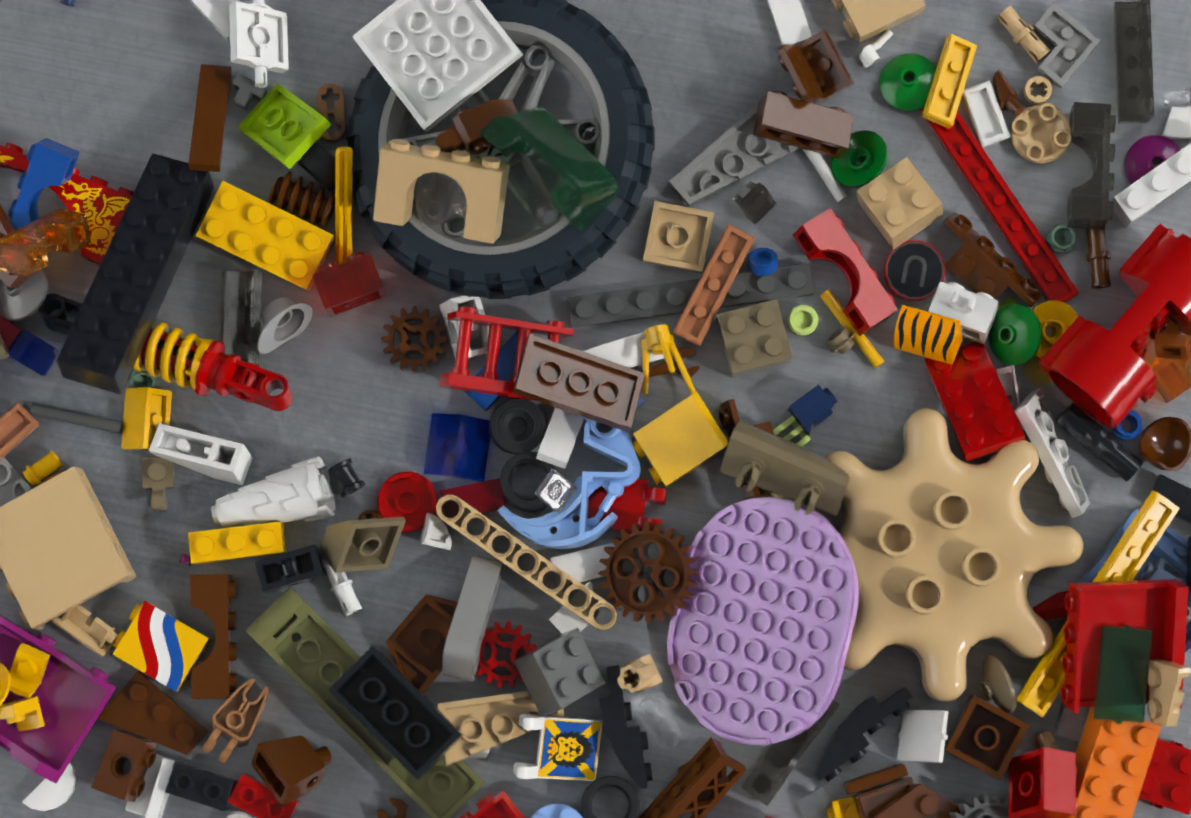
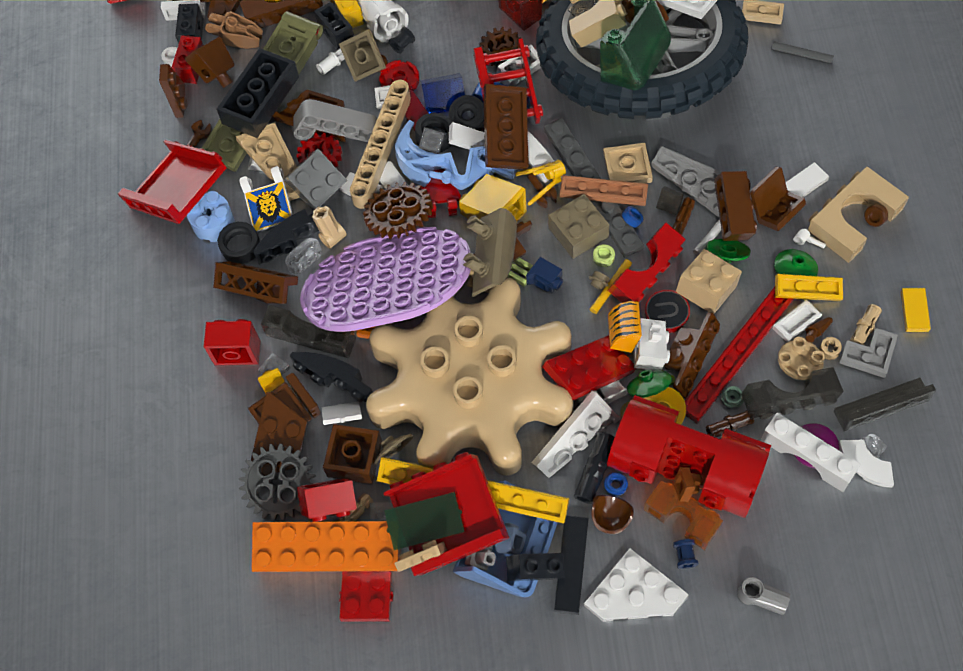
camera: 75 degrees right, 20 degrees down
(783, 195) = (683, 215): none -> reddish brown axle

